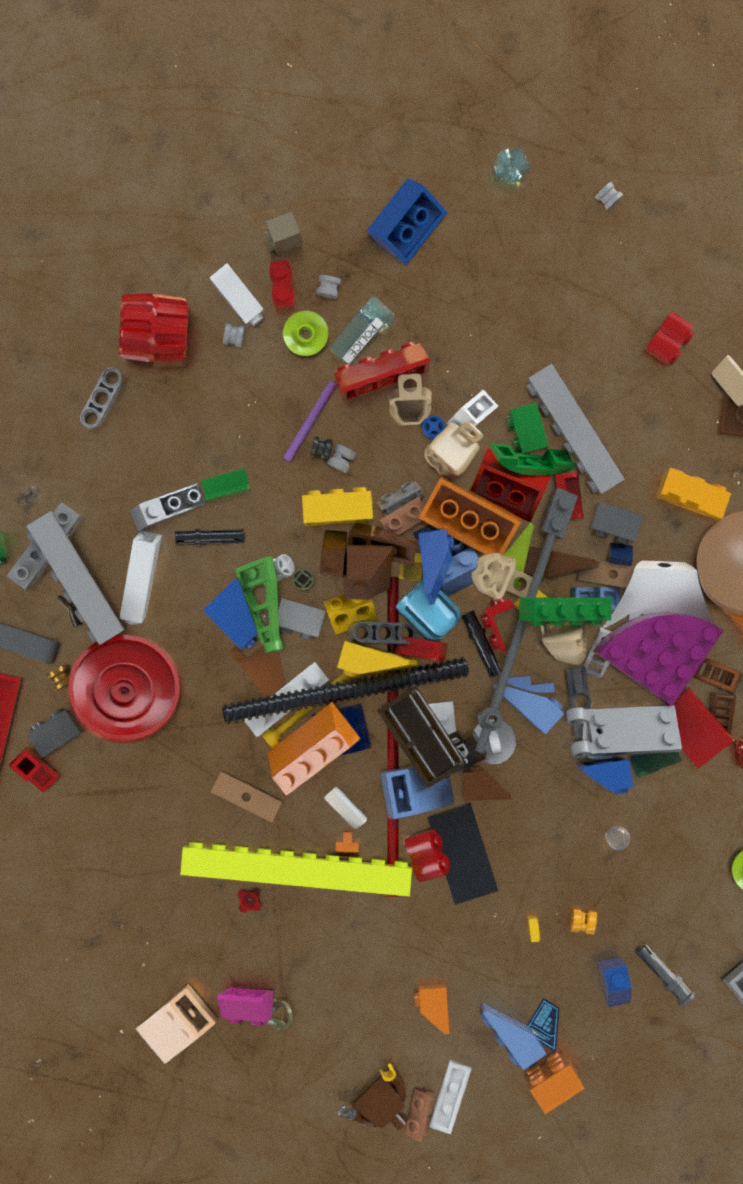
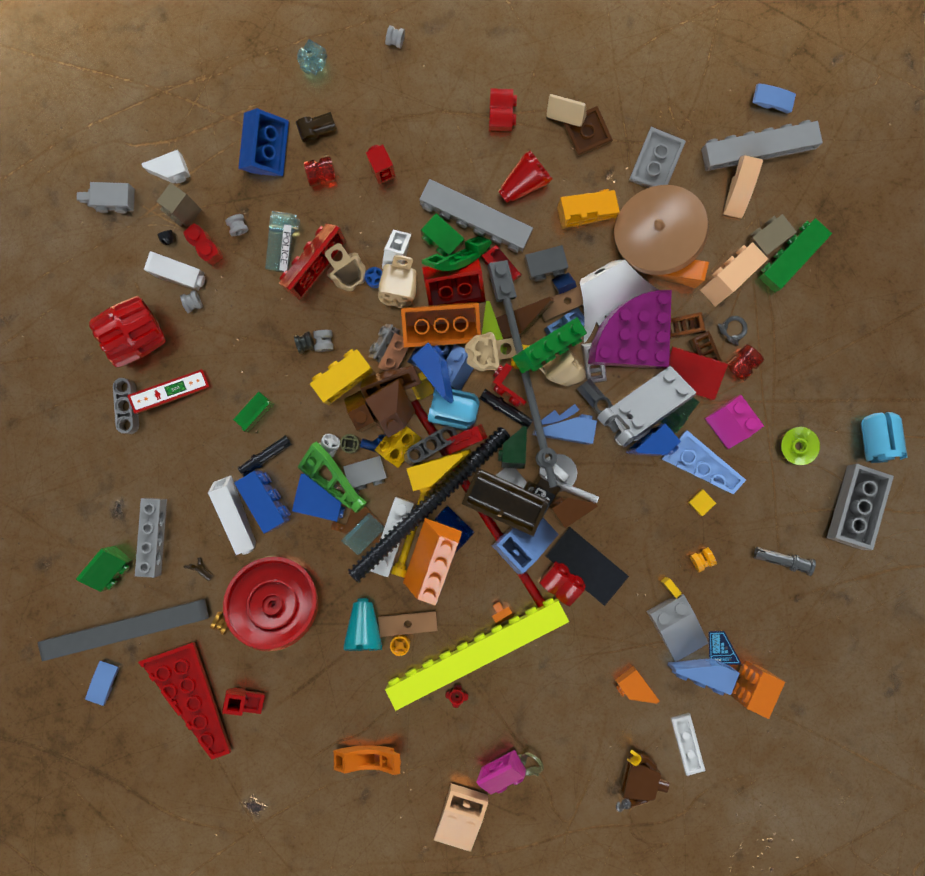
camera: 30 degrees left, 0 degrees up
(54, 733) = (242, 666): dark grey brick -> none
(75, 578) = (182, 546): light grey brick -> none
(121, 904) = (367, 758): none -> orange arch
(154, 411) = (168, 391): none -> tile
(167, 507) = (220, 453): light grey slope -> none
(181, 582) = (263, 501): none -> blue brick
(198, 772) = (362, 628): none -> teal cone
(218, 176) = (108, 196): none -> light grey hinge
(223, 815) = (400, 645): none -> light orange wheel
(249, 254) = (166, 237): none -> black hinge
(259, 678) = (363, 533): none -> clear light blue panel
(297, 185) = (168, 167): none -> white slope
(302, 322) = (235, 261): lime dish -> none
(310, 420) = (284, 329): medium lavender bar -> none
(324, 595) = (371, 445): none -> blue arm
(346, 808) = (483, 586): white slope -> none
(417, 1121) = (675, 775): nougat hinge -> none
(446, 285) = (320, 171): none -> clear red wheel
(463, 691) = (514, 450): none -> dark green slope
(466, 235) = (310, 128): none -> dark brown piece
(500, 773) = (577, 492): none -> white bar
(512, 317) = (380, 163): none -> red brick
(515, 973) = (678, 627): none -> light grey slope
(615, 982) = (753, 587): blue slope -> none
(619, 864) = (702, 502): none -> yellow tile
(621, 839) = (693, 485): clear wheel -> none
(645, 823) = (705, 464): none -> light blue wing
(648, 423) = (524, 178): none -> red cone
(703, 803) = (734, 422): none -> dark pink slope

